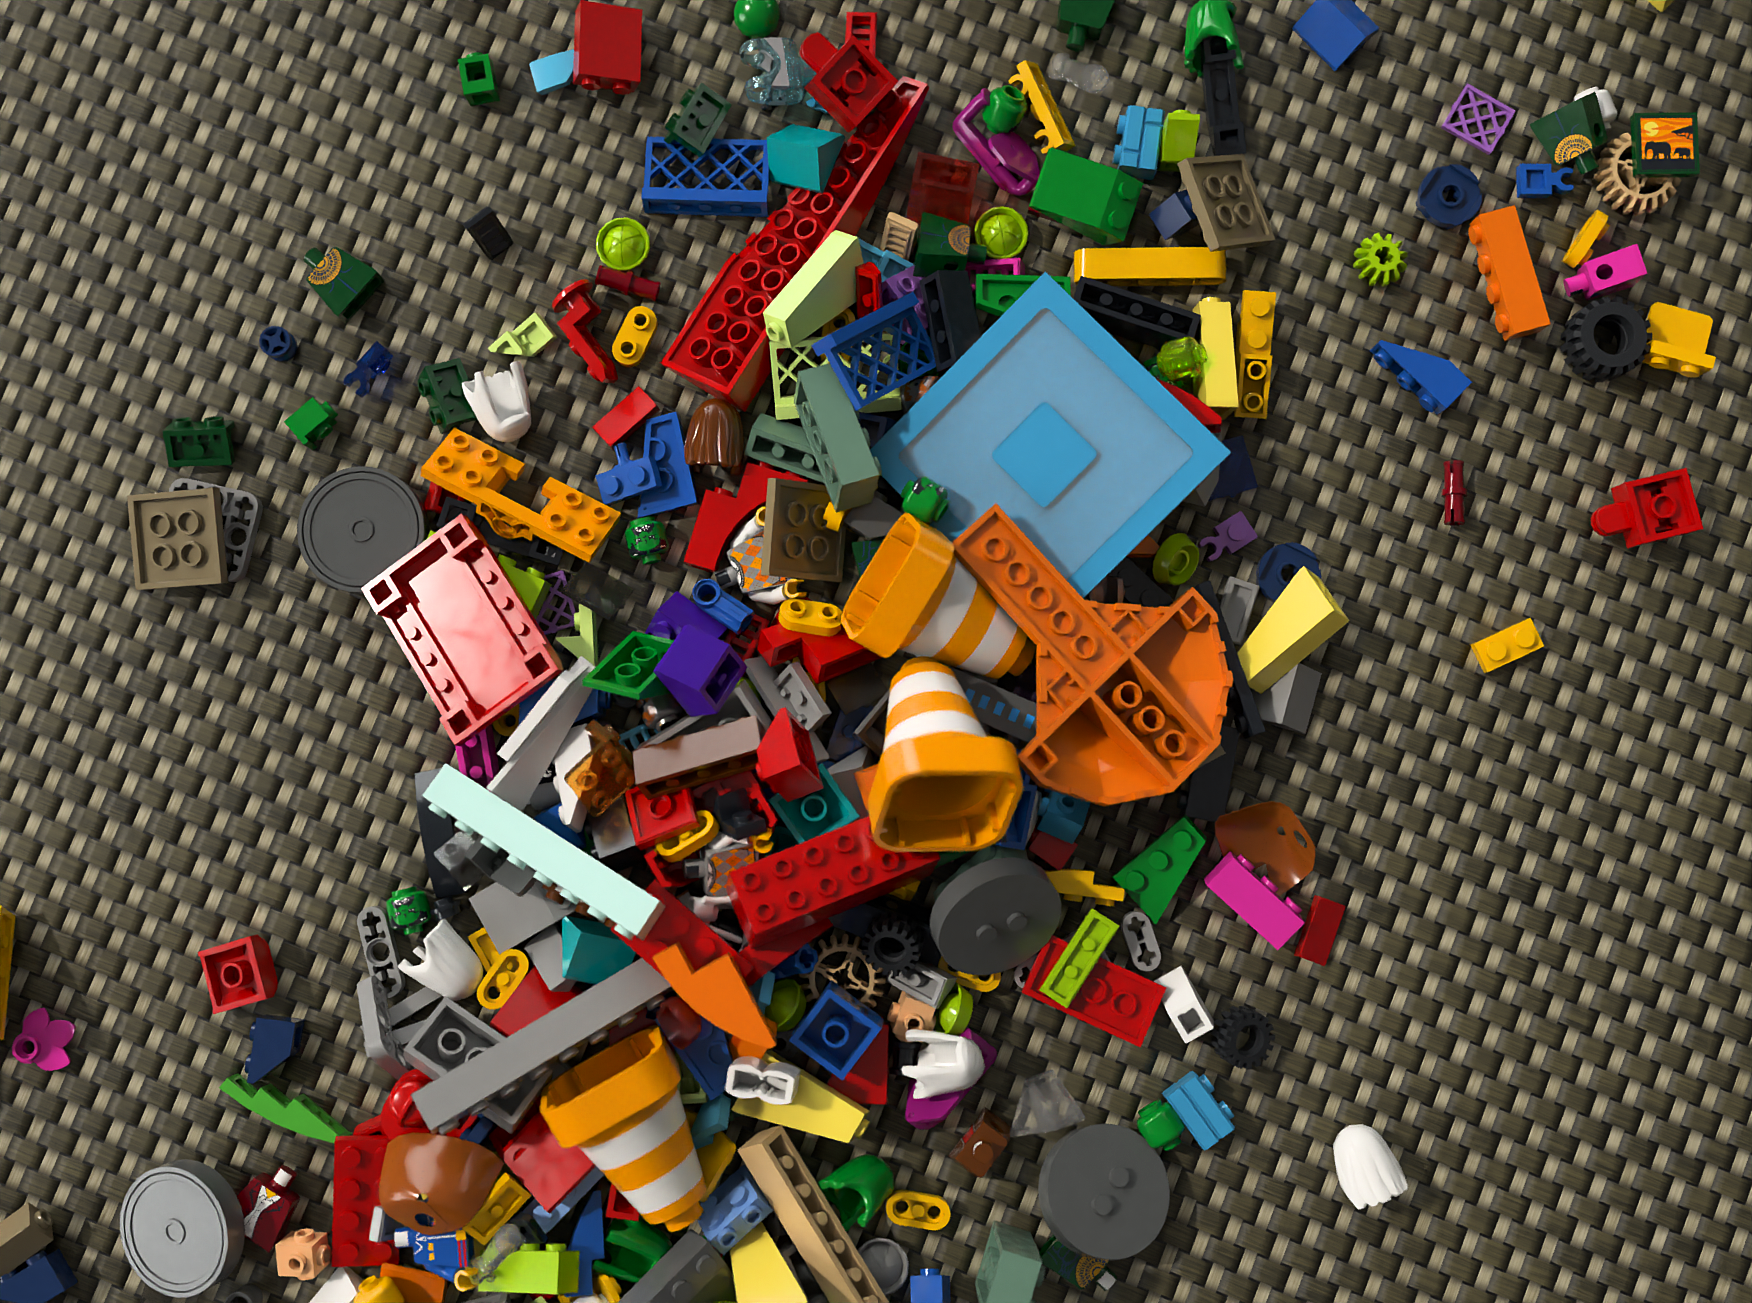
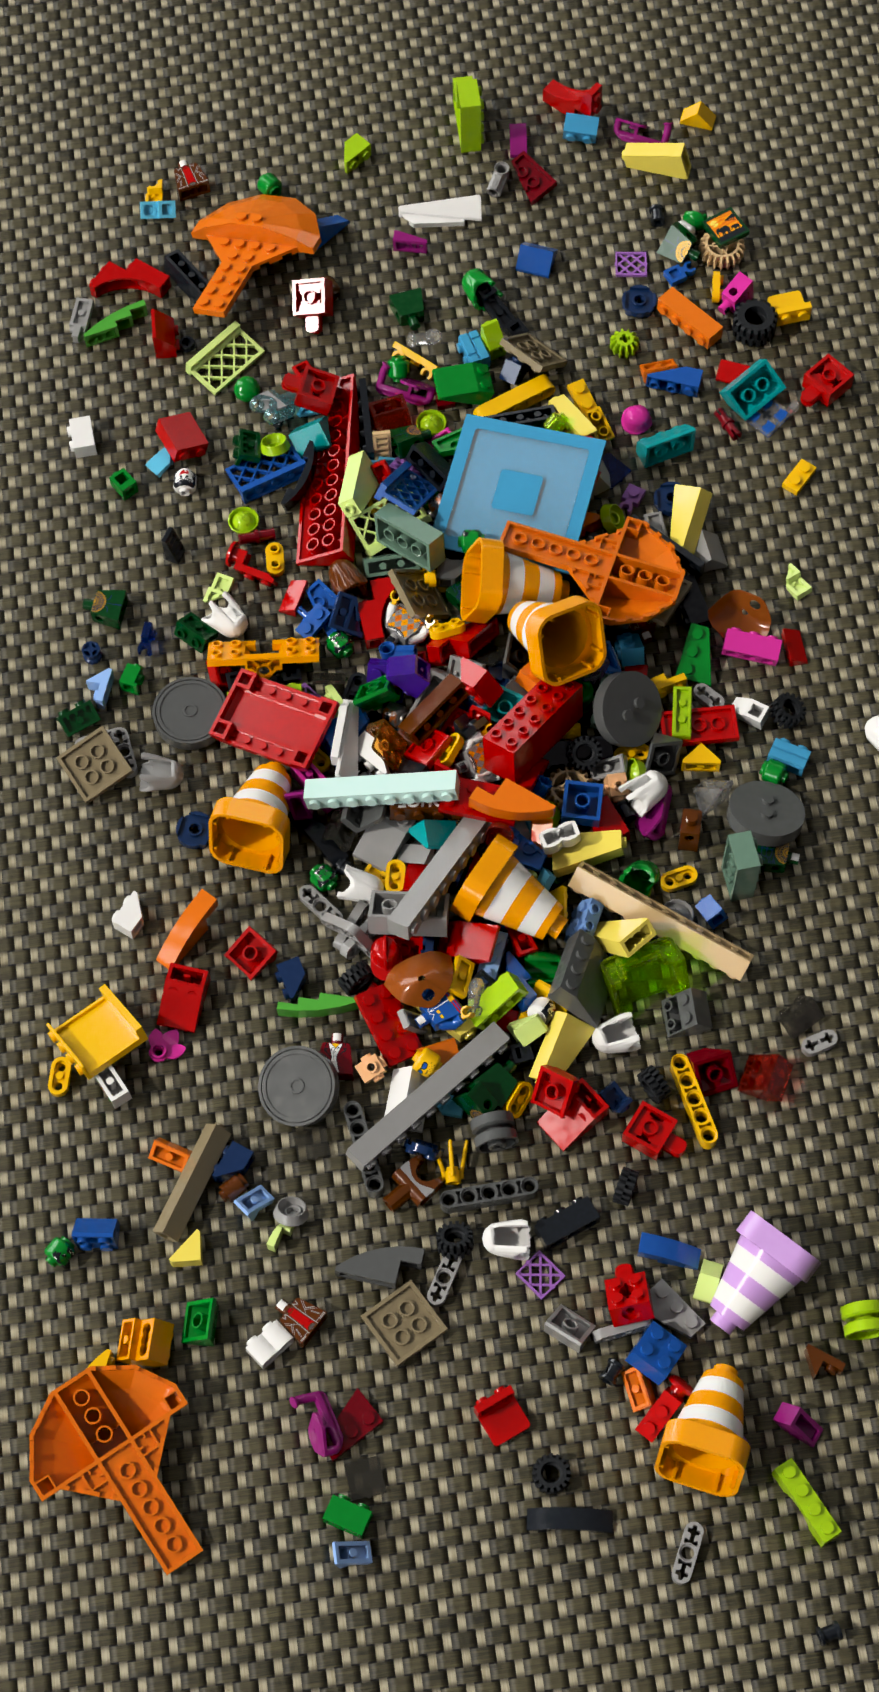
camera: 25 degrees left, 20 degrees down
(100, 814) = (129, 918): none -> white slope
(104, 985) = (183, 997): none -> red slope
(164, 886) = (187, 929): none -> orange slope
(251, 725) = (189, 822): none -> dark blue plate
(262, 609) = (159, 773): none -> light grey hair
(267, 409) = (102, 686): none -> light blue slope
(353, 769) = (254, 824): none -> light orange cone
(357, 1104) = (356, 978): none -> black tyre
(424, 770) = (297, 805): none -> magenta slope
(572, 127) = (185, 482): none -> head
(624, 624) = (351, 689): none -> black plate
(677, 501) = (346, 615): none -> dark blue wing
(742, 129) = (274, 445): none -> lime hat
(779, 194) = (293, 496): none -> black slope
(904, 170) = (364, 419): none -> black plate
(1008, 1007) = (664, 754): none -> dark grey slope
(1066, 1038) = (701, 760): none -> yellow slope
(1317, 404) = (636, 420): none -> dark pink helmet
(1336, 476) = (666, 445): none -> teal slope
(1388, 826) = (796, 584): none -> yellowish green slope
(1406, 332) = (656, 367): none -> orange slope
(1519, 410) = (729, 371): none -> red slope
(1527, 508) = (772, 416): none -> clear flag
(1529, 458) = (752, 389): none -> teal slope
(1572, 54) = (657, 215): none -> black bush
(1627, 99) = (695, 219): none -> green hair

